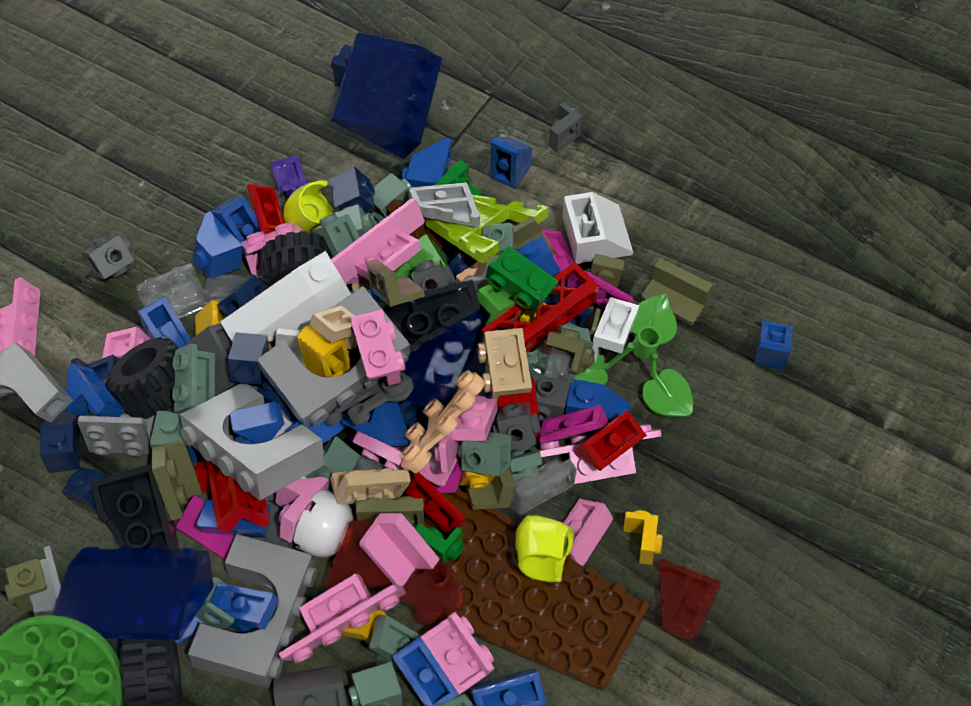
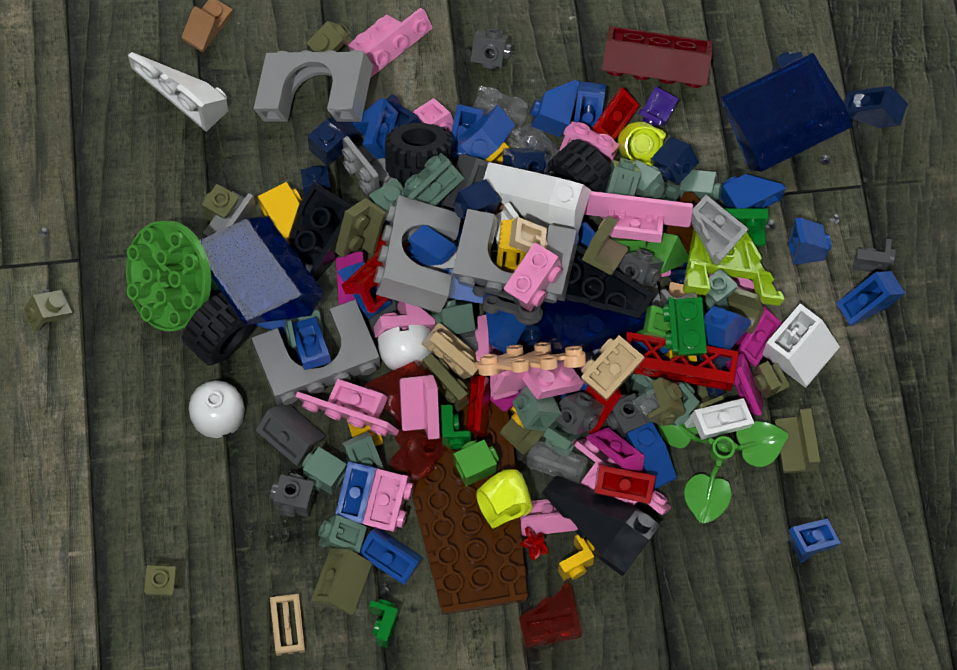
camera: 50 degrees right, 10 degrees up
(82, 529) = (281, 207): none -> yellow slope
(188, 311) = (486, 134): none -> blue slope
(243, 146) = (657, 56): none -> dark red slope
(440, 32) = (876, 106): none -> dark blue slope
(486, 547) = (475, 461): none -> bright green brick
(596, 155) = (871, 297): none -> blue slope
(601, 560) = (534, 543): none -> red plant
(643, 479) = (610, 525): none -> black wedge

